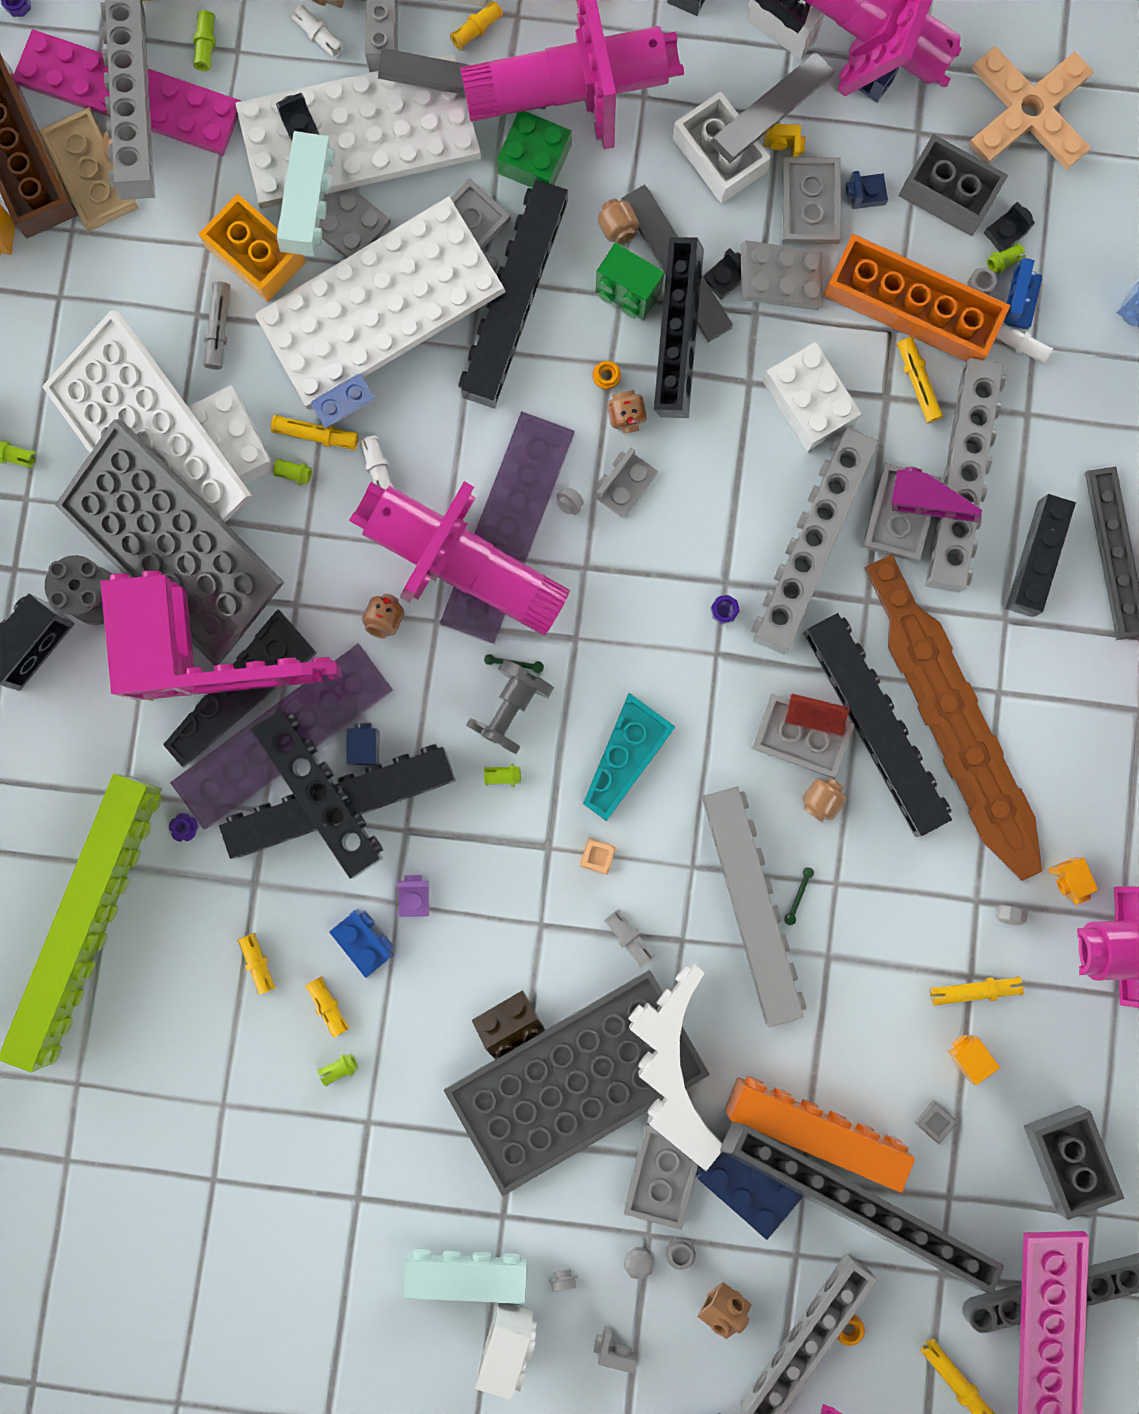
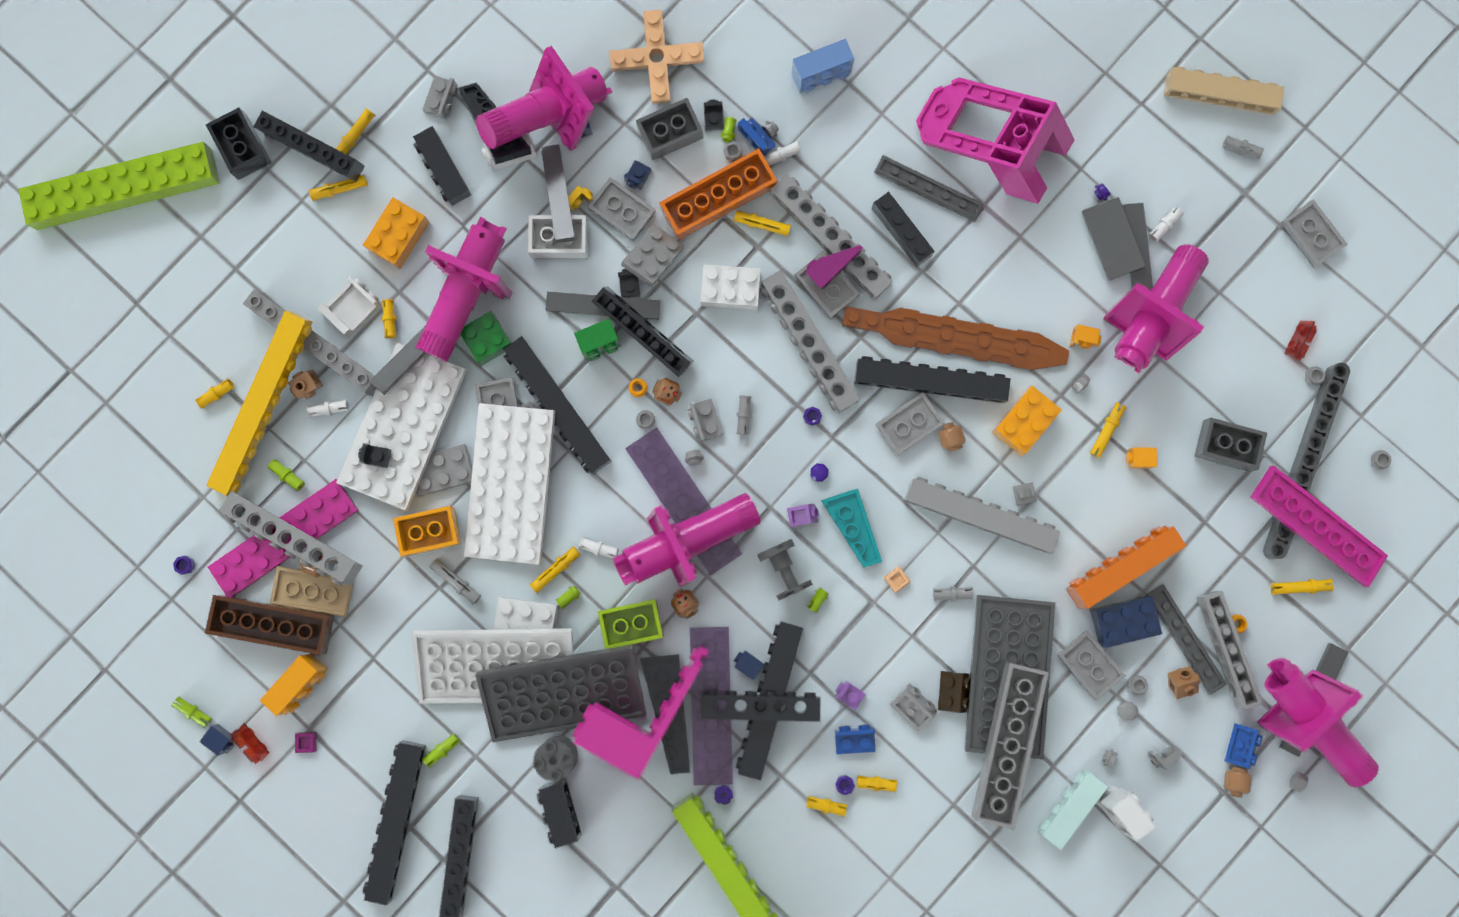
camera: 55 degrees left, 0 degrees up
(298, 968) = (844, 784): none -> dark purple tile
(304, 194) = (424, 484): light aqua brick -> none
(311, 567) = (630, 624): none -> lime brick
(342, 400) = (551, 542): bracket -> none
(344, 1066) = (914, 800): lime pin -> none
(453, 988) = (914, 707): none -> light grey bracket
(487, 1140) = (1009, 745): none -> light grey brick
(537, 667) = (771, 539): dark green hinge -> none
(574, 411) = (645, 419): none -> light grey plate
(594, 683) = (803, 515): none -> medium lavender bracket
(618, 221) = (558, 320): medium nougat head -> none
(661, 667) = (819, 472): none -> dark purple tile
(666, 524) = (743, 415): none -> light grey pin
(675, 1114) = (1036, 626): white arch -> none
(780, 1282) = (1187, 640): none -> dark grey tile
(790, 918) = (1001, 500): dark green hinge -> none
(816, 715) = (904, 409): clear red plate -> none
(819, 941) = (1024, 493): none -> light grey tile
(861, 1207) = (1179, 572): dark grey brick -> none
(913, 878) = (1026, 420): none -> light orange brick
(936, 1122) = (1161, 501): light grey tile -> none
(1045, 308) = (771, 129): none -> light grey plate

